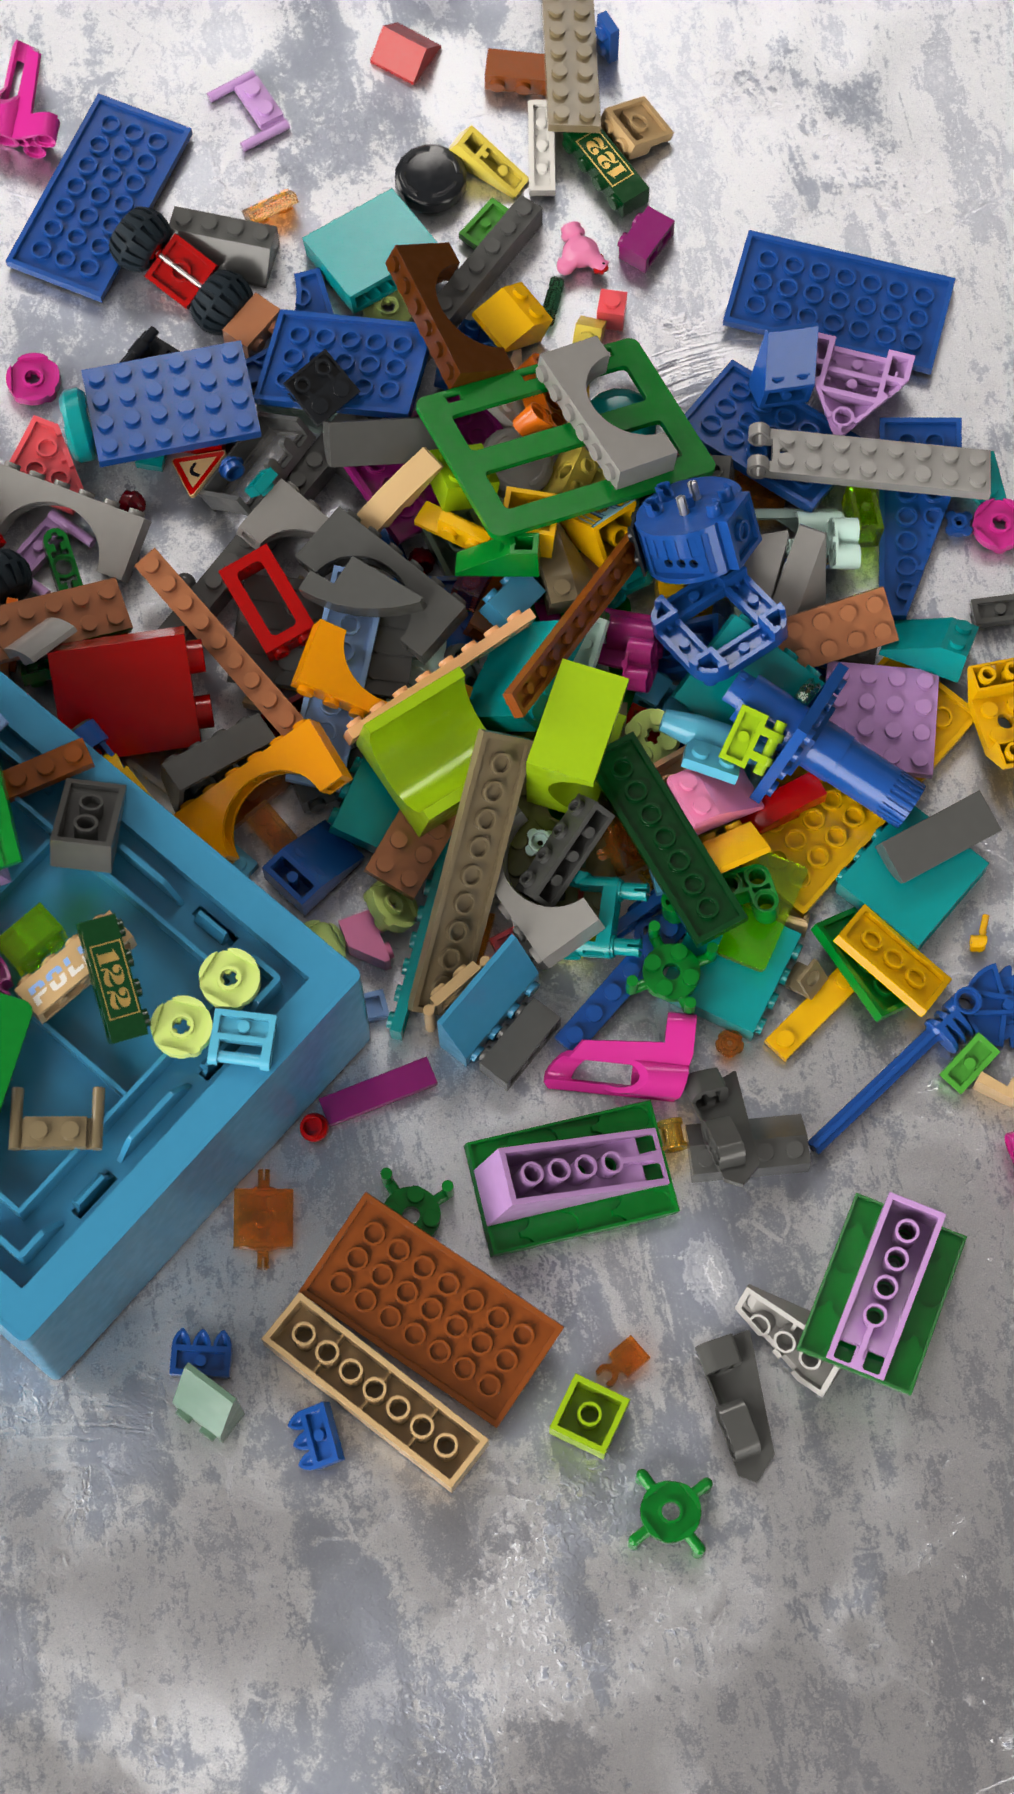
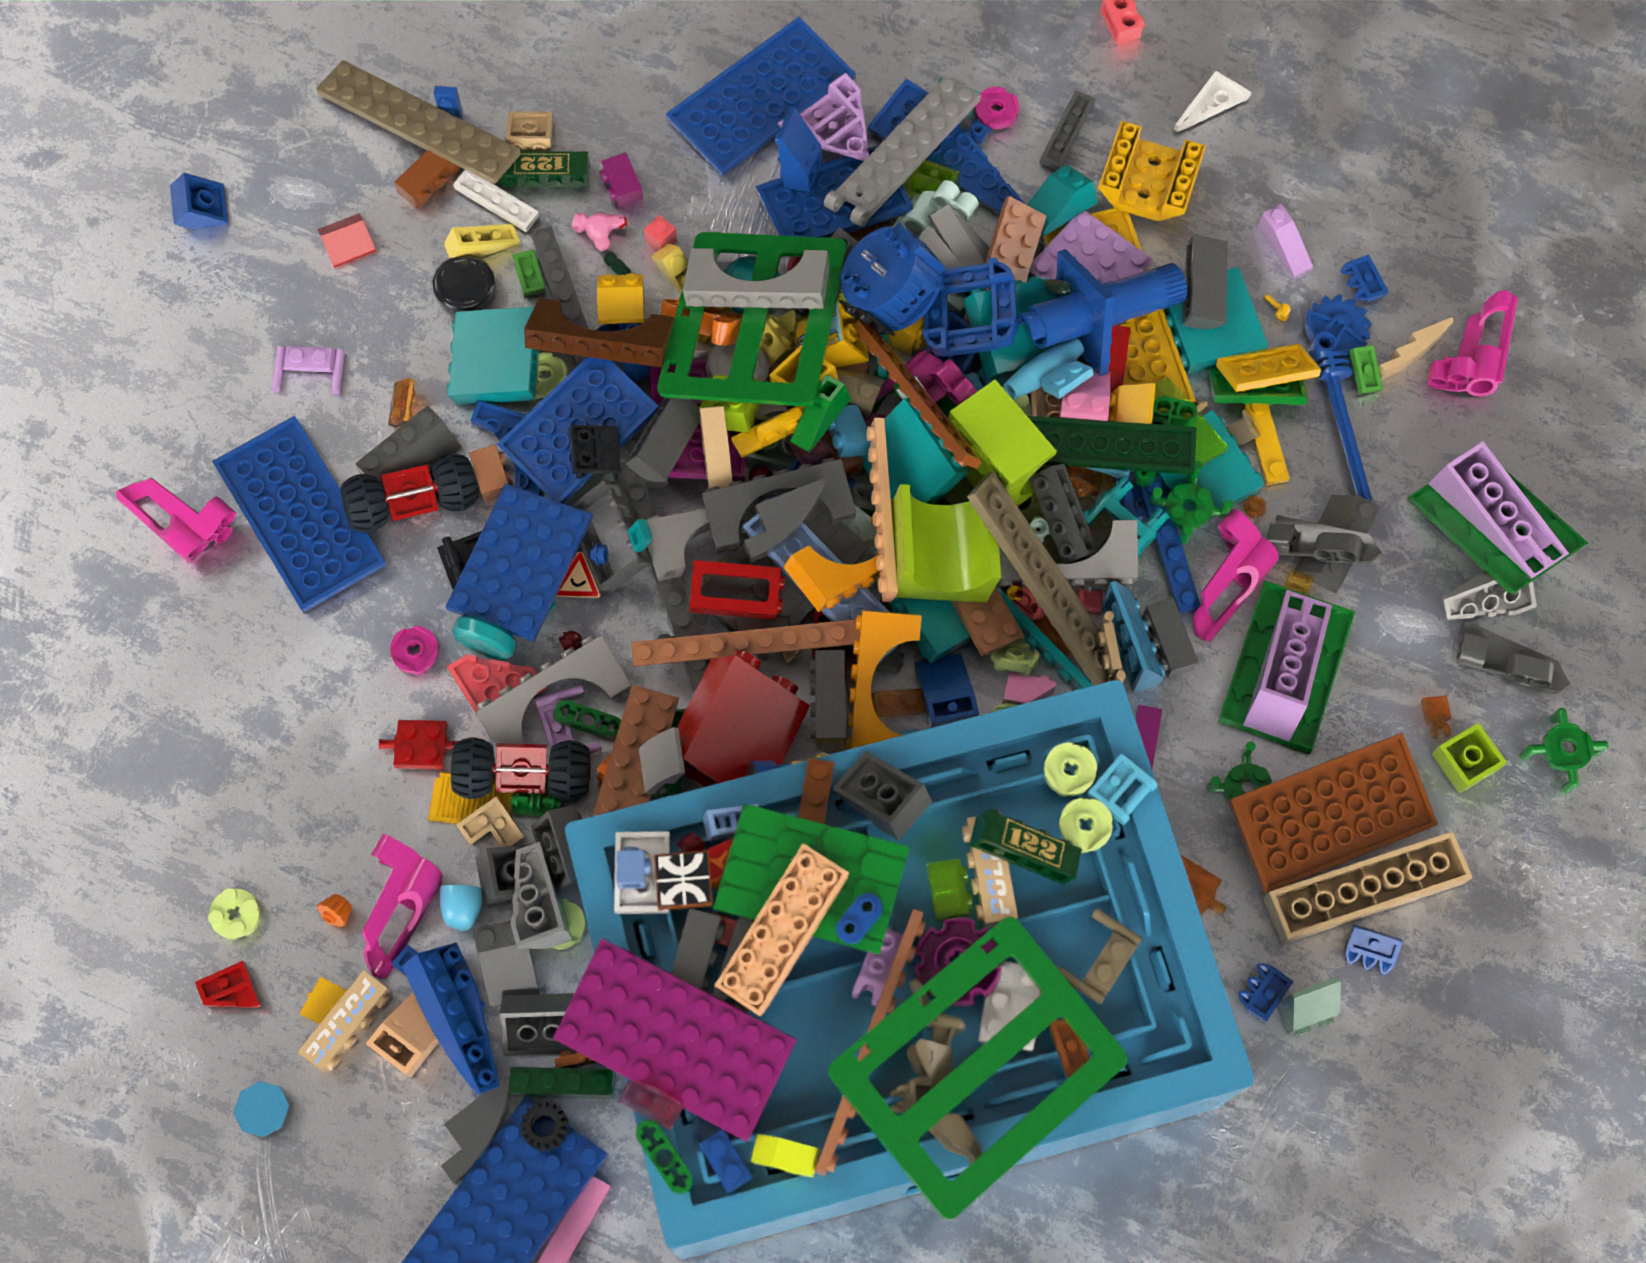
camera: 60 degrees left, 0 degrees up
(744, 736) = (1072, 342): lime plate -> none

